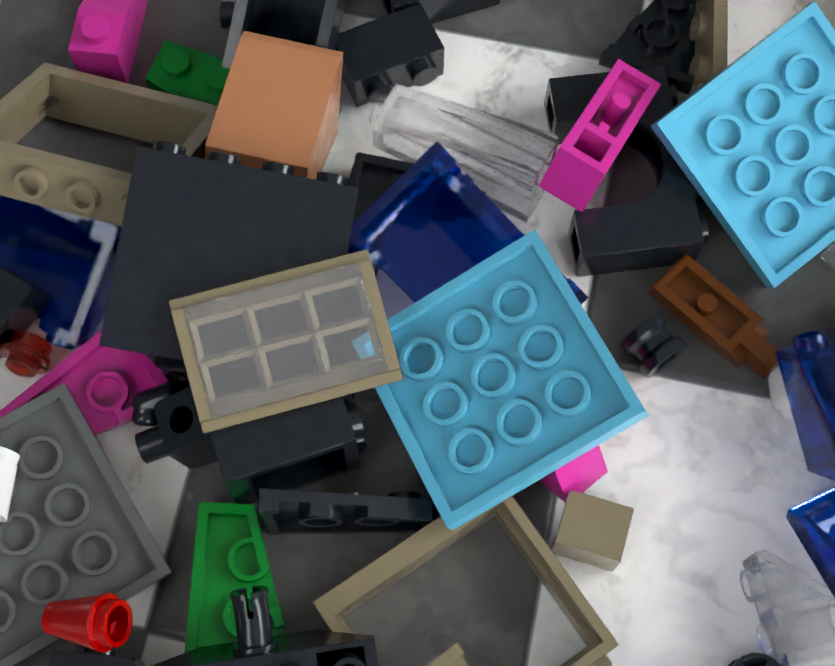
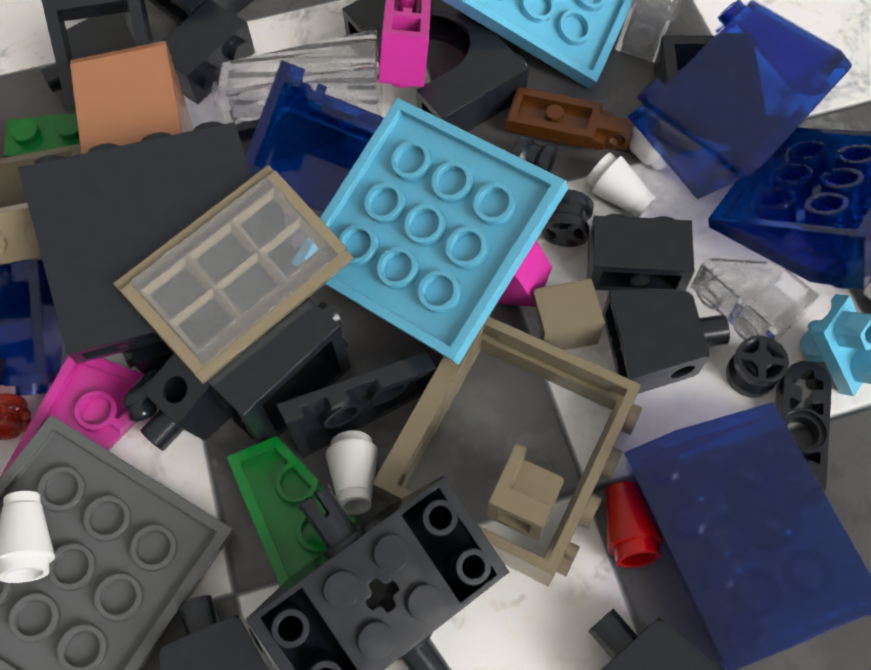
camera: 25 degrees left, 5 degrees down
(89, 621) = (179, 603): red cone -> none
(305, 576) = (352, 469): none -> white cone
(656, 431) = (569, 221): none -> black wheel
(673, 602) = (660, 335): none -> black torso
(705, 503) = (640, 253): none -> black brick
(730, 418) = (620, 185): none -> white cone

